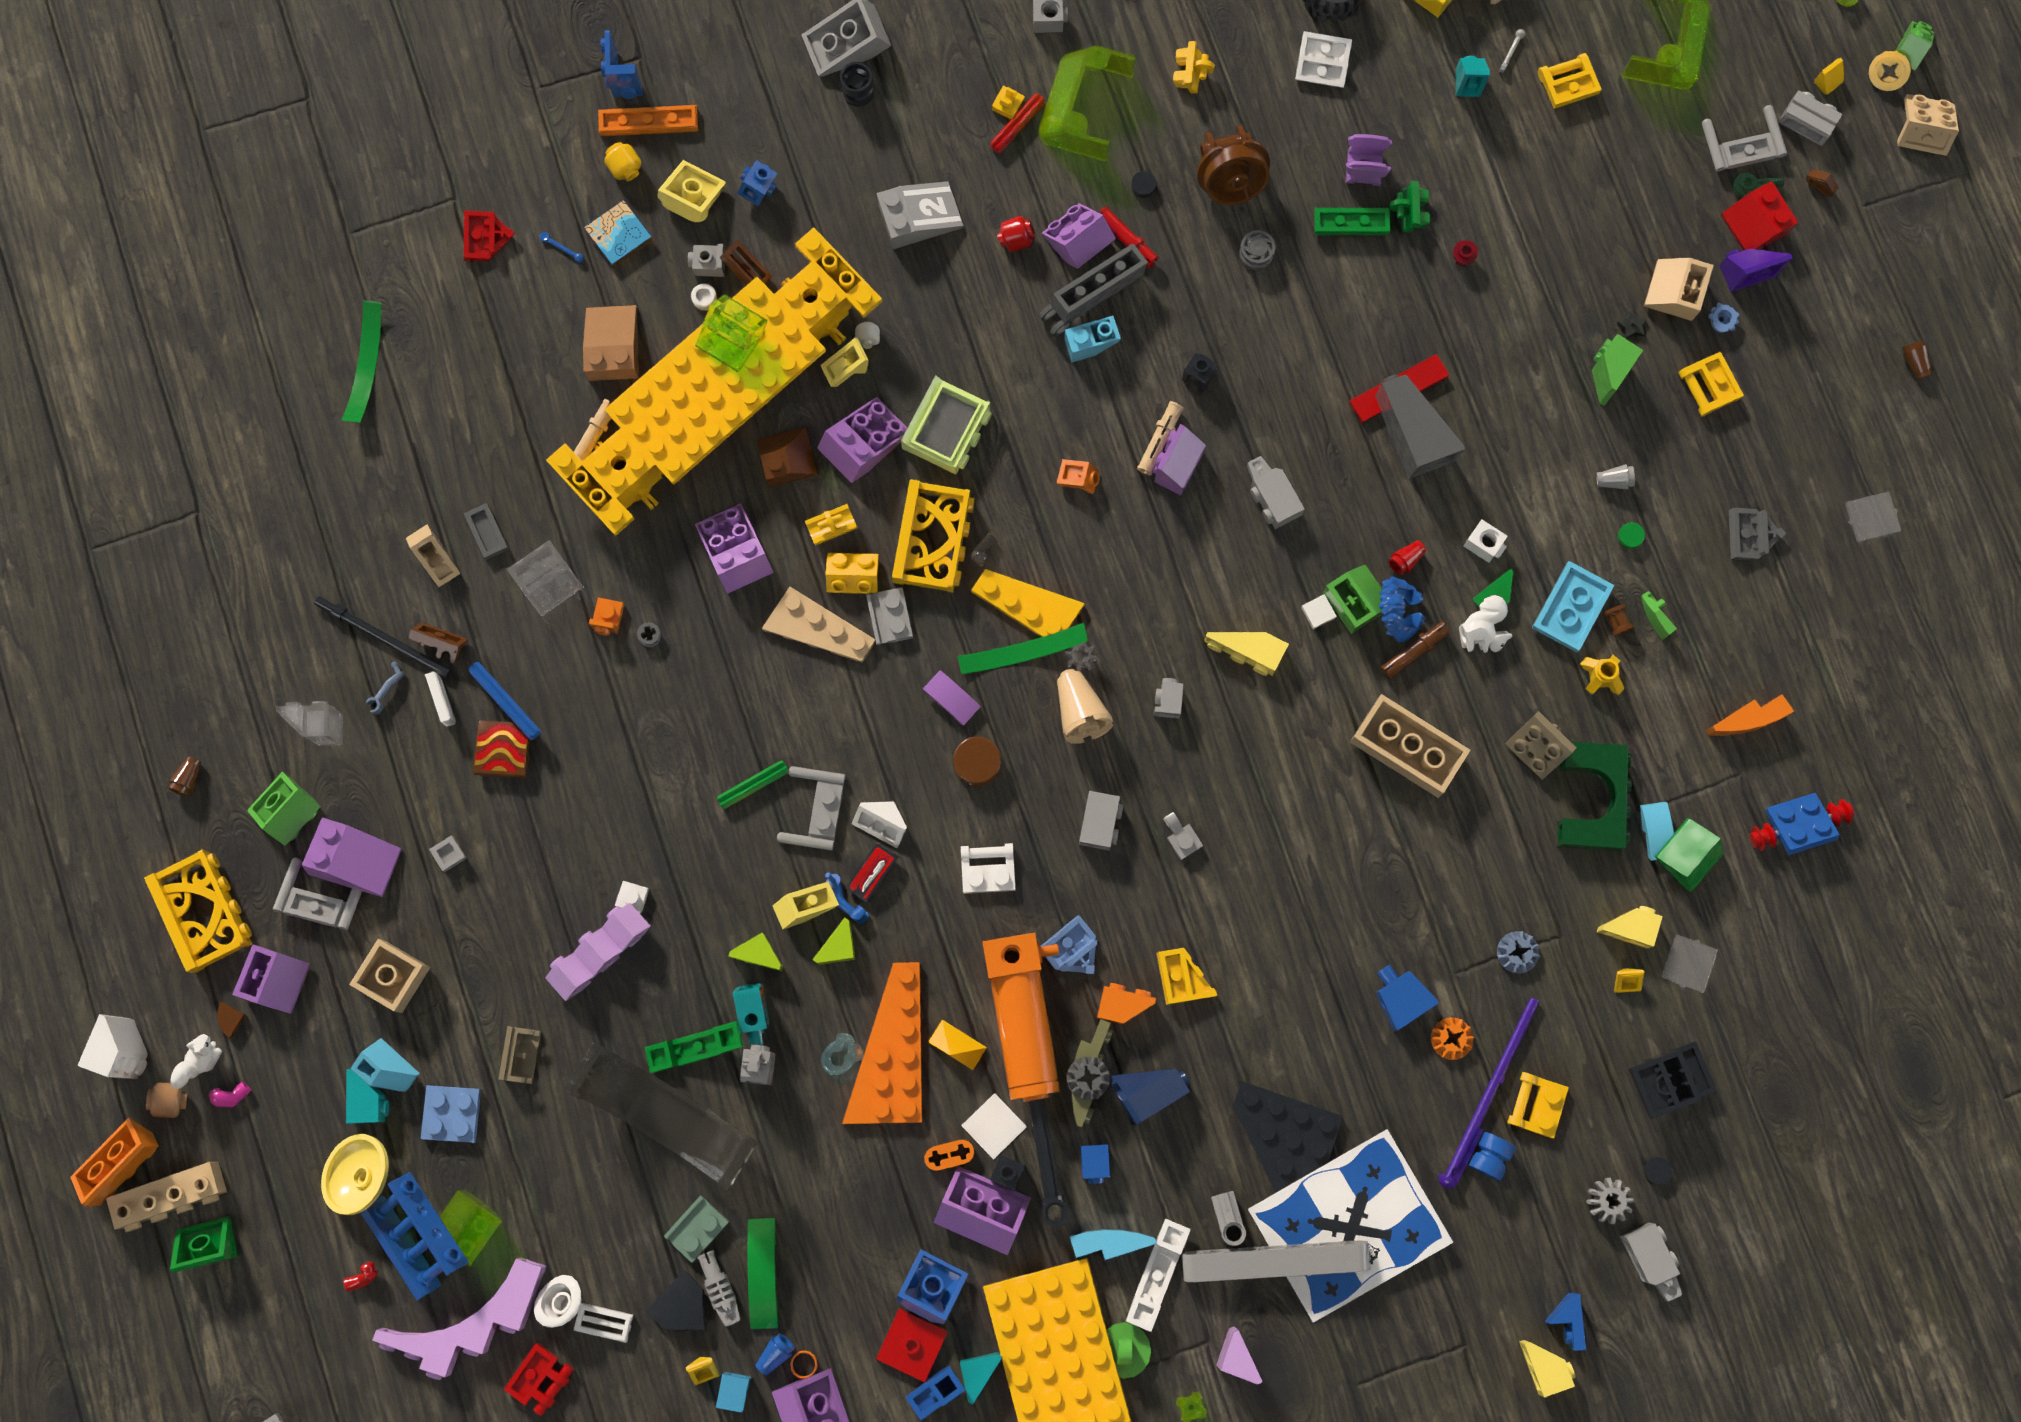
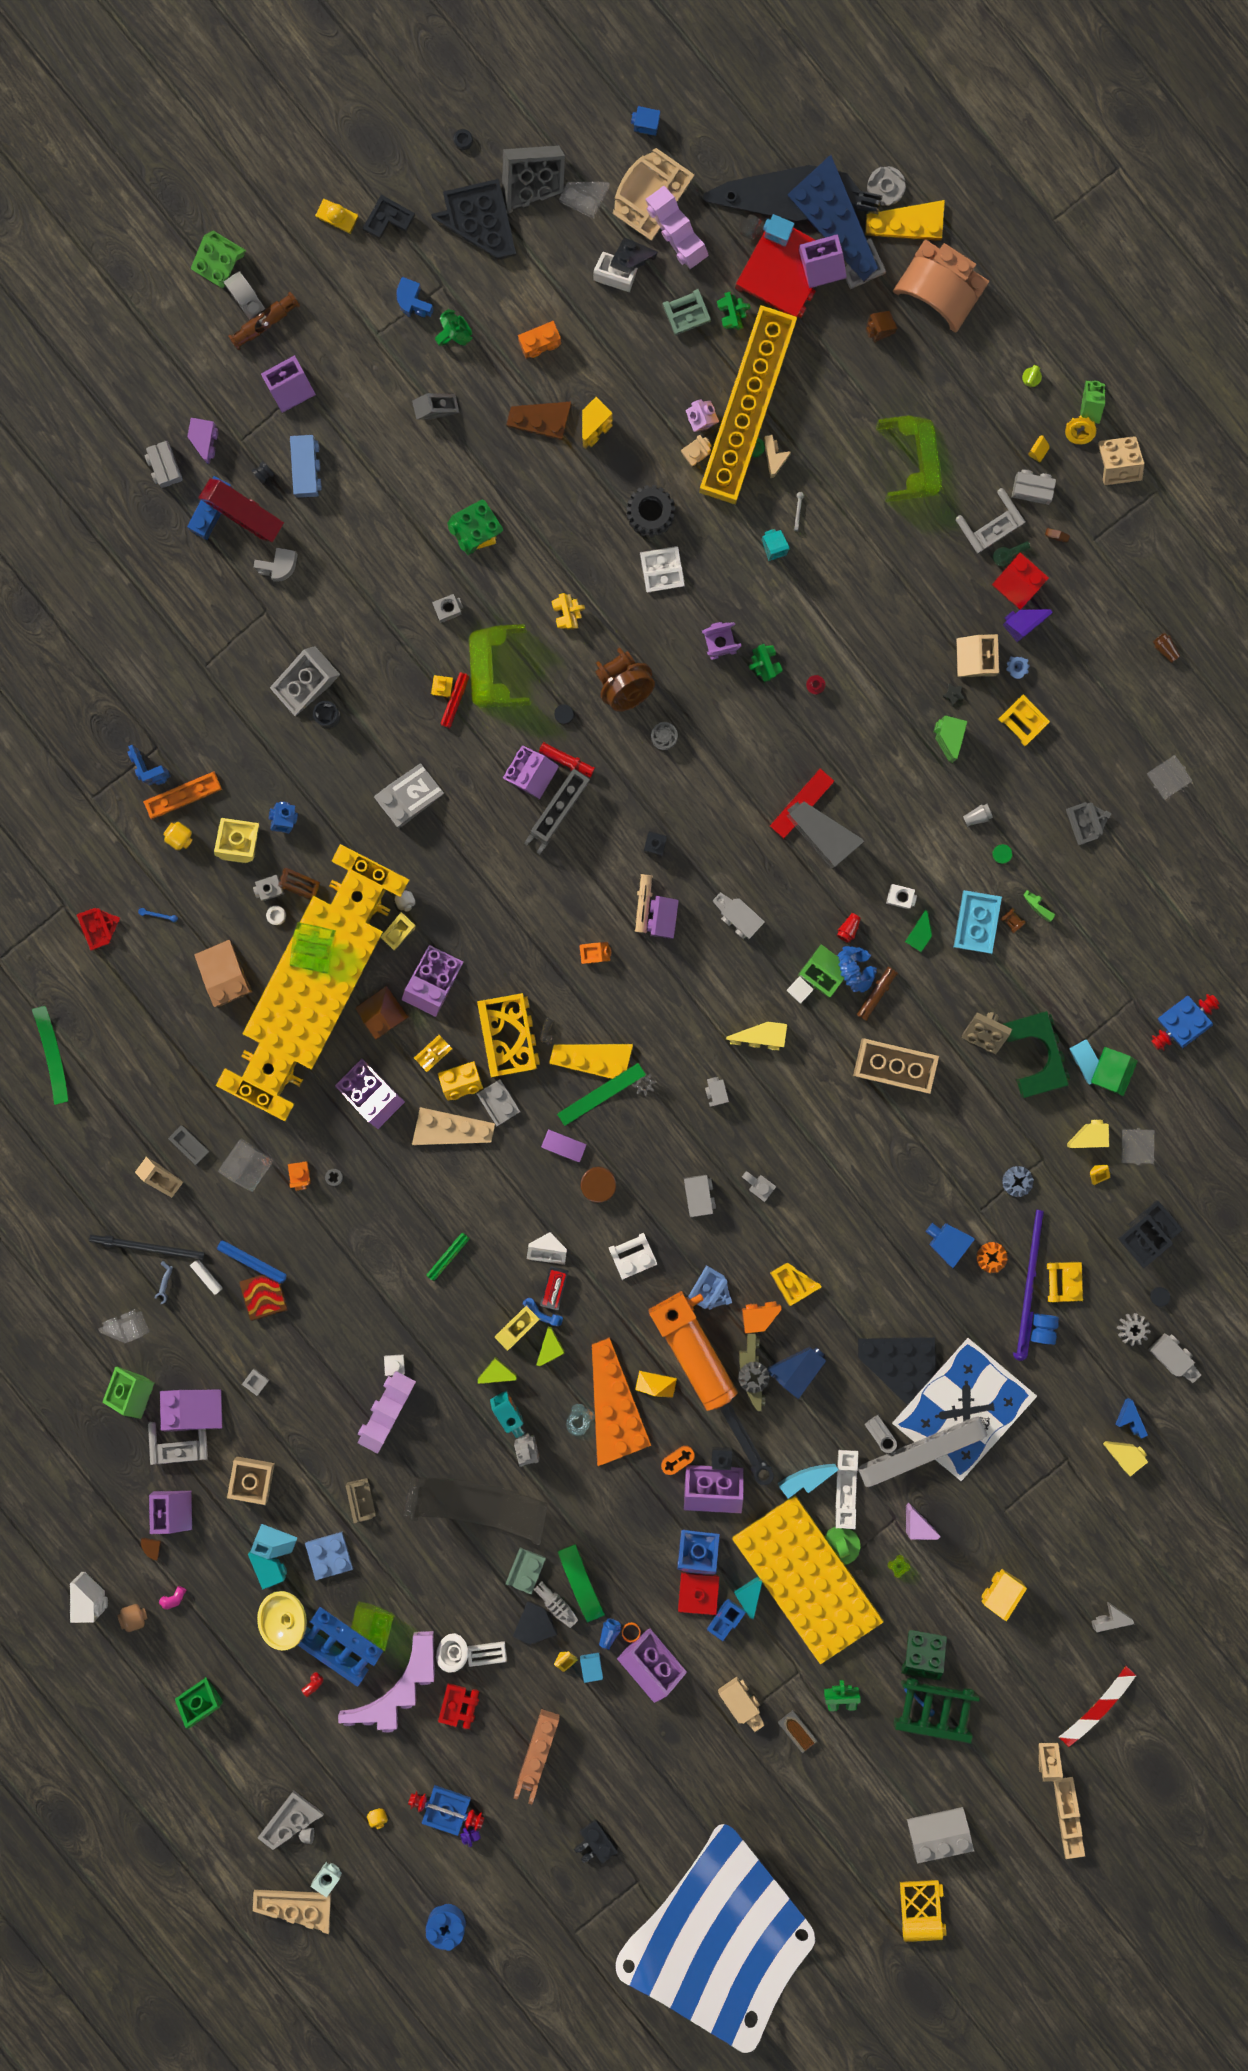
camera: 15 degrees left, 10 degrees up
(113, 1163) = (115, 1672): orange slope -> none
(165, 896) = (72, 1483): yellow fence -> none
(166, 1195) = (159, 1679): tan brick -> none
(185, 777) = (50, 1395): reddish brown cone -> none
(199, 1059) = (142, 1585): white animal -> none
(444, 641) = (187, 1234): reddish brown plate -> none
(596, 428) = (237, 1046): tan pin -> none
(618, 233) = (195, 890): tile -> none
(694, 1047) = (477, 1452): green slope -> none
(824, 812) = (504, 1255): light grey plate -> none
(946, 426) = (488, 950): window -> none
(994, 1126) = (700, 1429): white sticker -> none
(1016, 234) = (485, 787): red head -> none
(1081, 708) = (657, 1121): tan cone -> none
(1091, 338) = (568, 847): medium azure slope -> none
(1095, 1163) = (778, 1430): blue brick -> none
(1351, 221) = (725, 689): green plate -> none
(1480, 626) = (918, 962): white animal -> none
(1573, 87) = (852, 525): yellow plate -> none
(1603, 674) = (1014, 963): yellow rock -> none
(1752, 717) = (1127, 957): orange slope -> none

